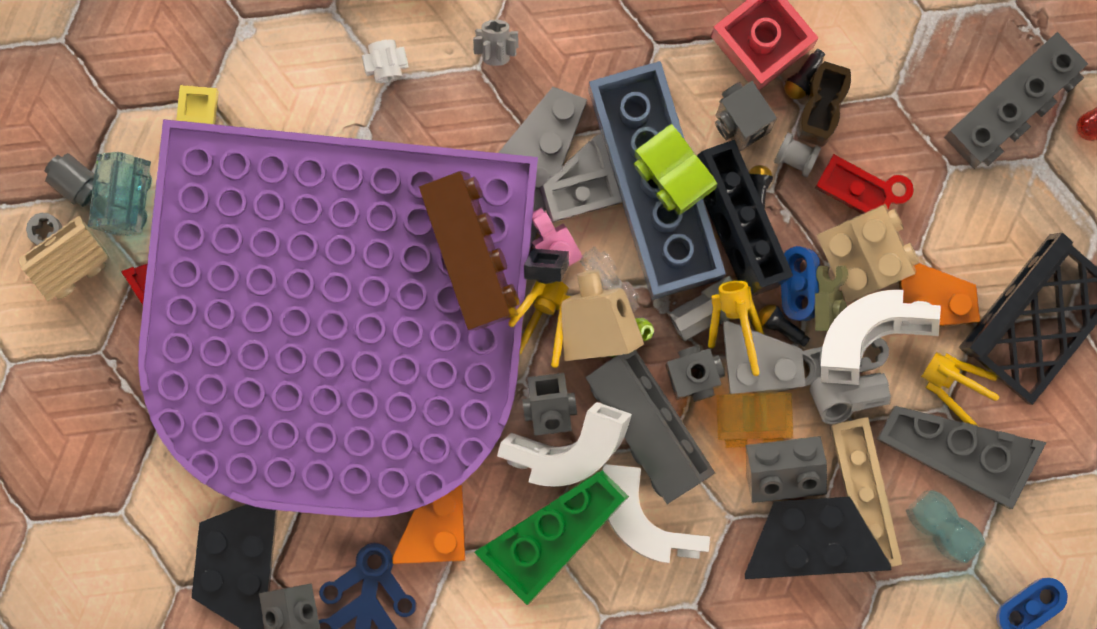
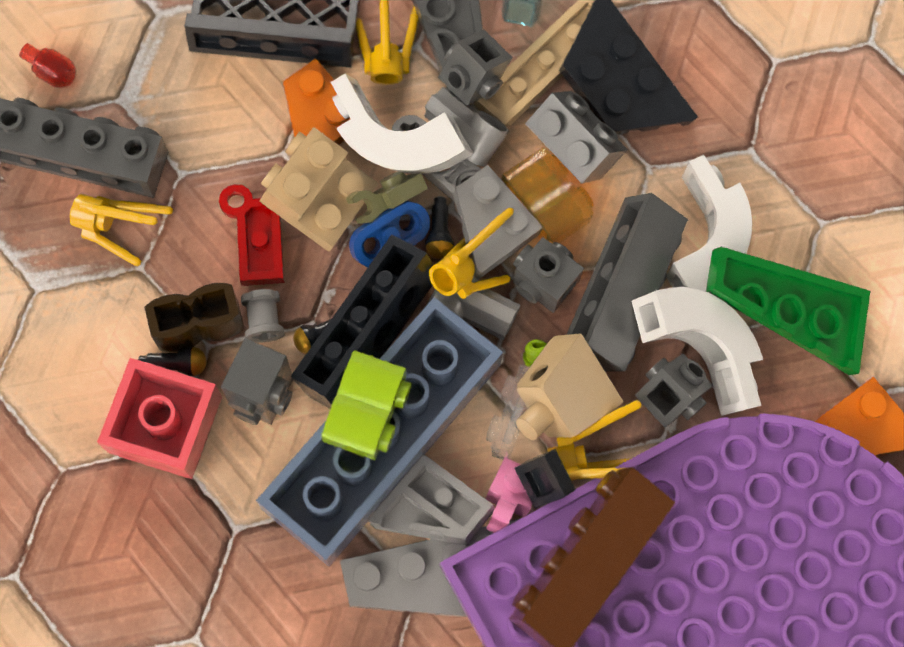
camera: 130 degrees left, 10 degrees down
(885, 422) = (468, 72): none -> dark grey brick
(951, 84) = (98, 214): none -> yellow plant

